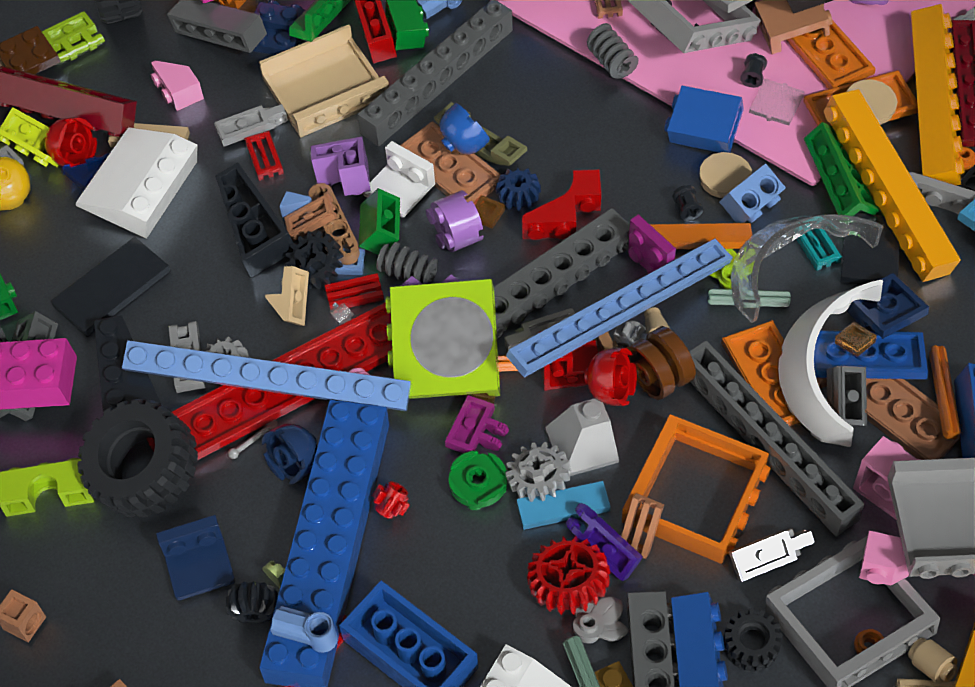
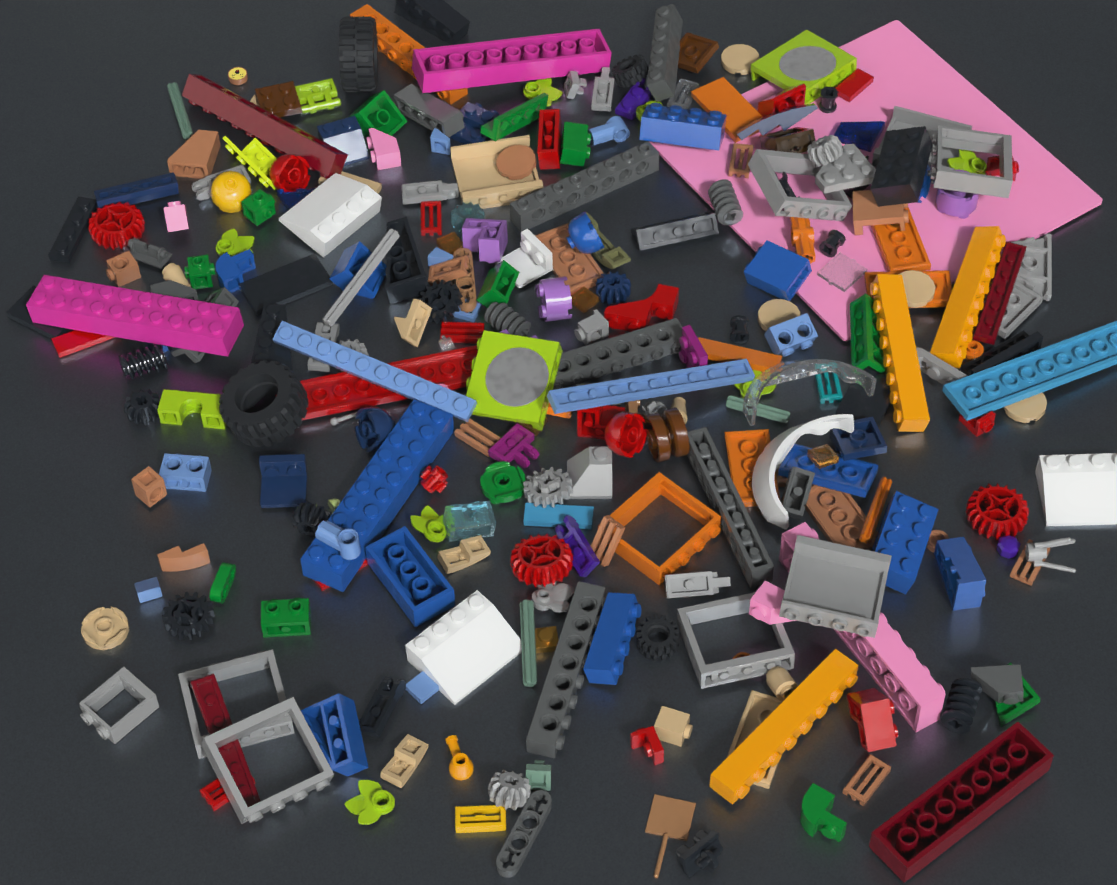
camera: 15 degrees right, 5 degrees down
(29, 251) = (233, 243): none -> lime plate
(35, 283) = (230, 269): none -> blue brick
(45, 194) = (258, 207): none -> green brick
(61, 586) = (185, 472): none -> medium blue brick
(125, 79) = (346, 137): none -> slope
(155, 41) = (379, 113): none -> green slope
(199, 246) = (348, 266): none -> blue slope
(206, 256) = (360, 277): none -> light grey axle
(243, 59) = (440, 142): none -> medium blue slope
(298, 181) = (449, 243): none -> clear orange tile
(302, 140) = (465, 211): none -> clear light blue gear
(344, 61) = (516, 162): none -> nougat tile
(405, 559) = (430, 524): none -> lime plate
(425, 421) = (480, 433): none -> nougat tile
(456, 545) = (469, 520): none -> clear light blue brick
(466, 591) = (466, 554): none -> tan slope
(513, 247) = (592, 328): none -> light grey brick
(563, 99) = (675, 230): none -> fence
(717, 71) = (803, 238): none -> orange piece

